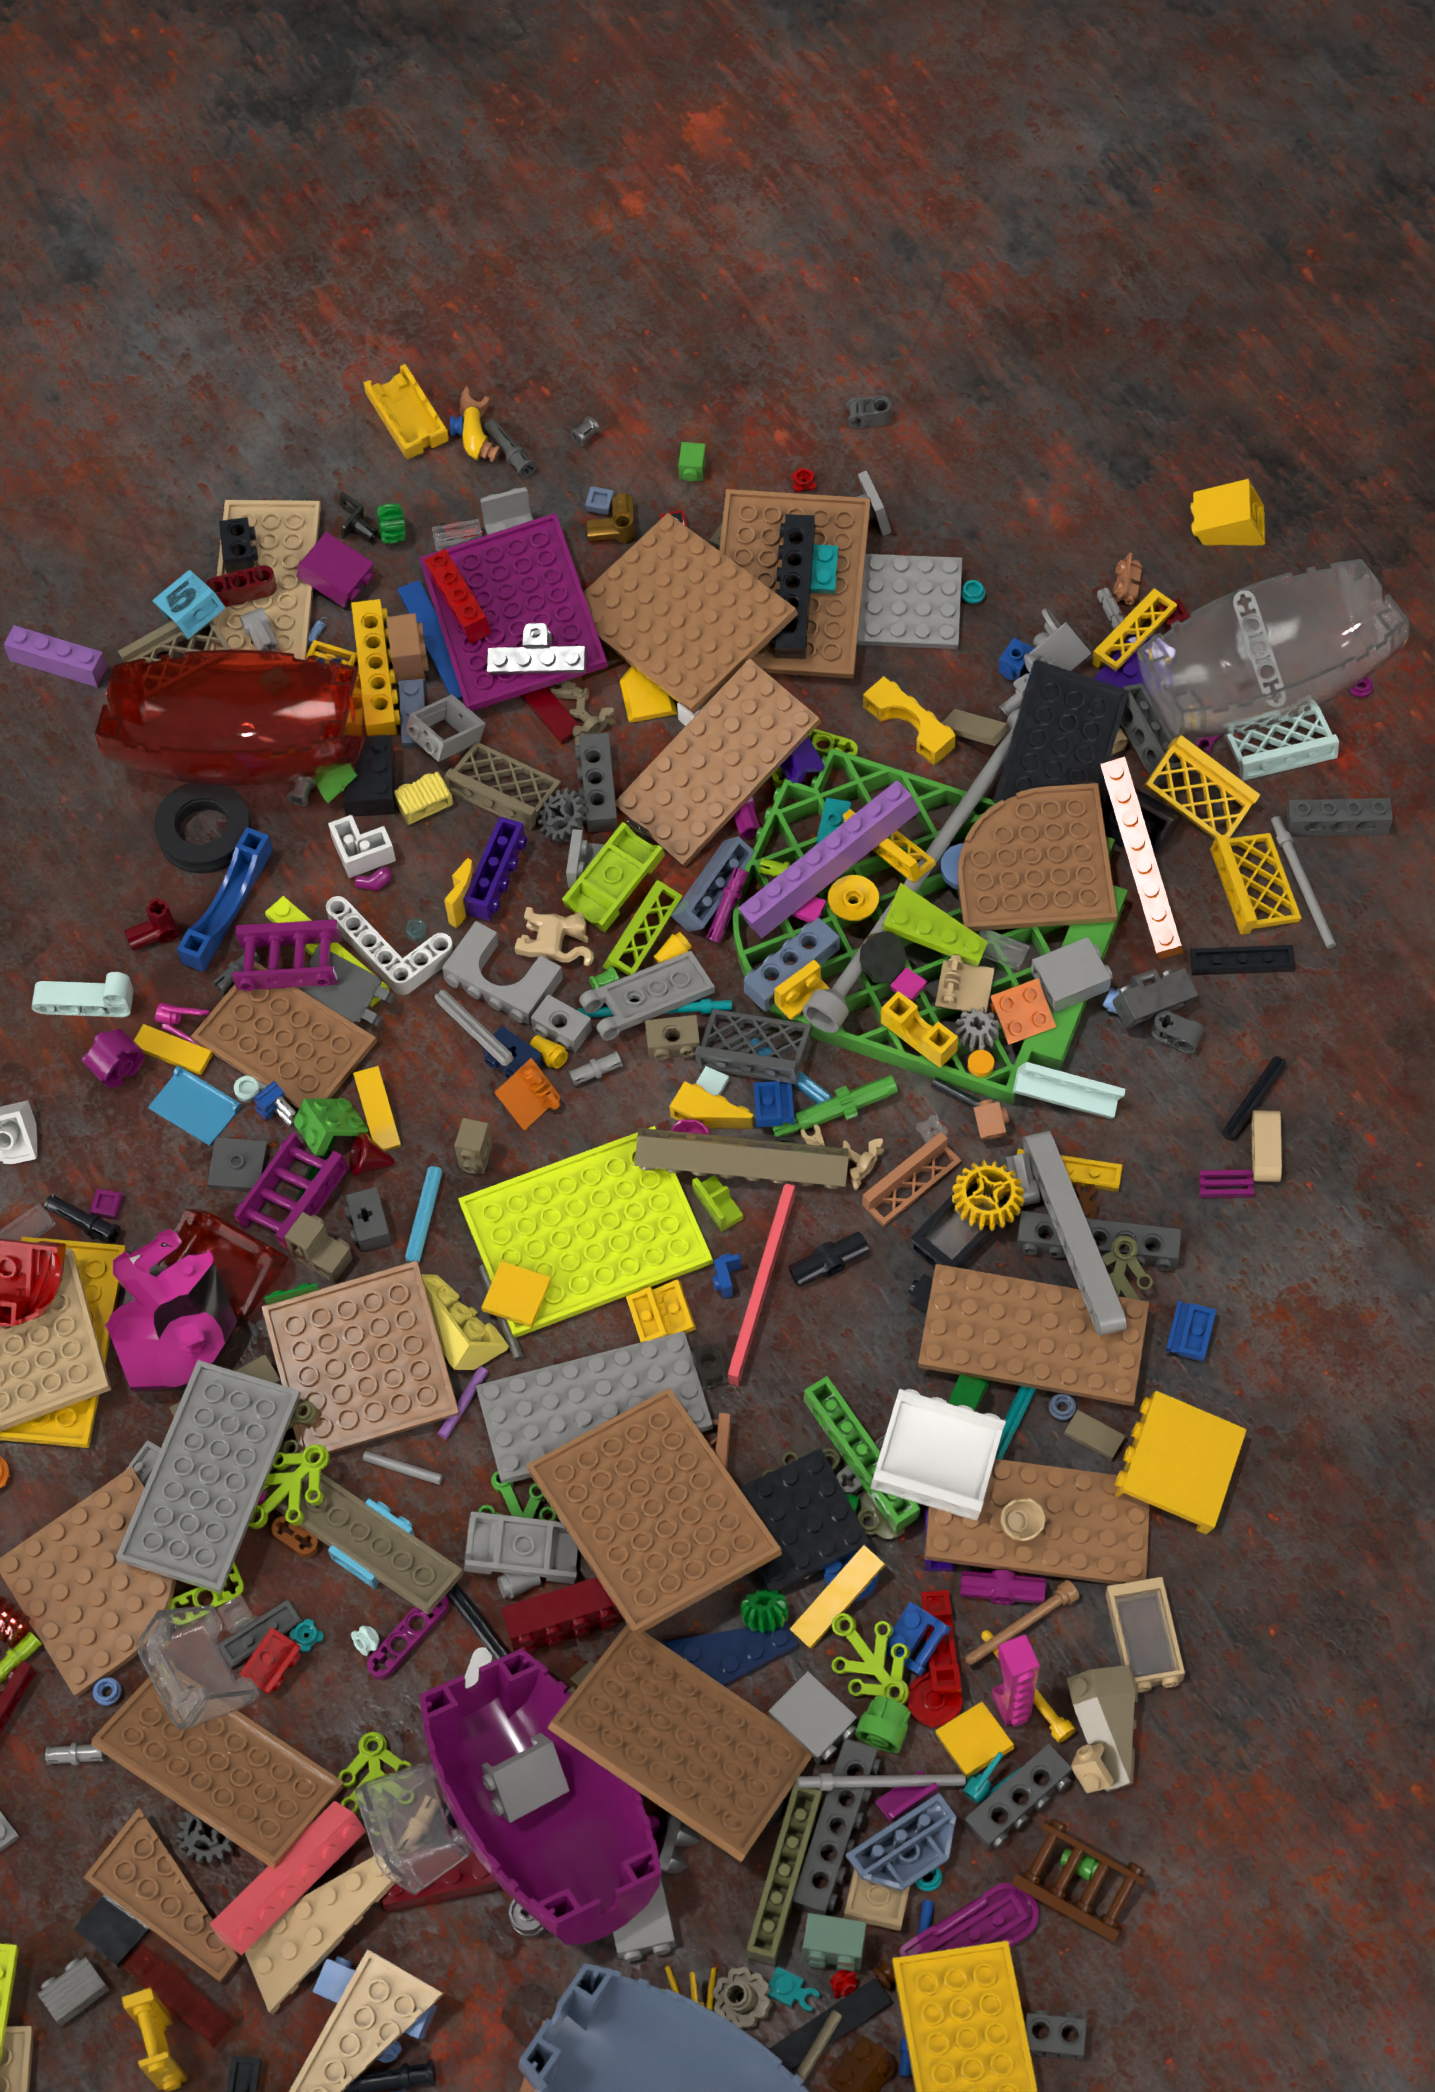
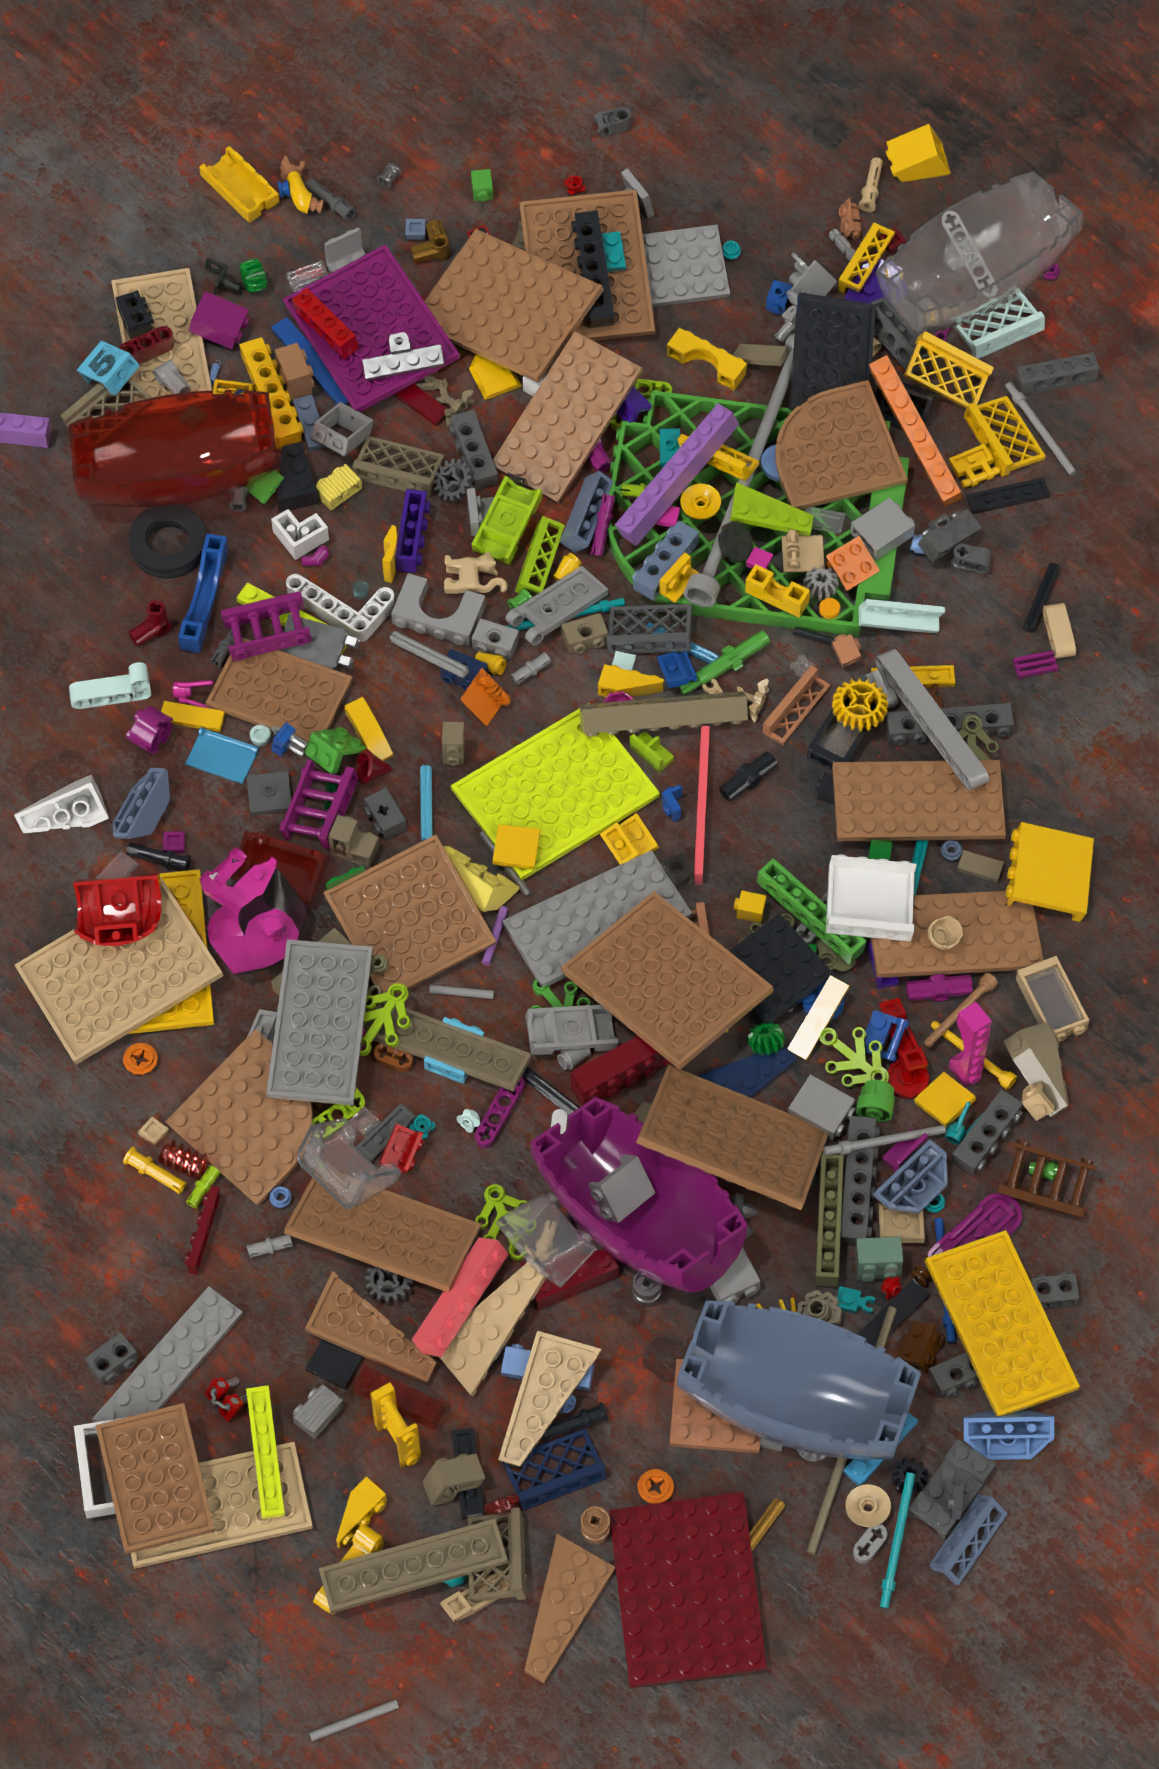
camera: 15 degrees left, 0 degrees up
(79, 1153) = (143, 806): none -> sand blue wedge
(789, 1430) = (750, 906): none -> yellow brick
(1160, 549) = (870, 191): none -> tan pin
(1191, 1330) = (1034, 776): blue plate -> none
(1208, 907) = (971, 461): none -> yellow plate

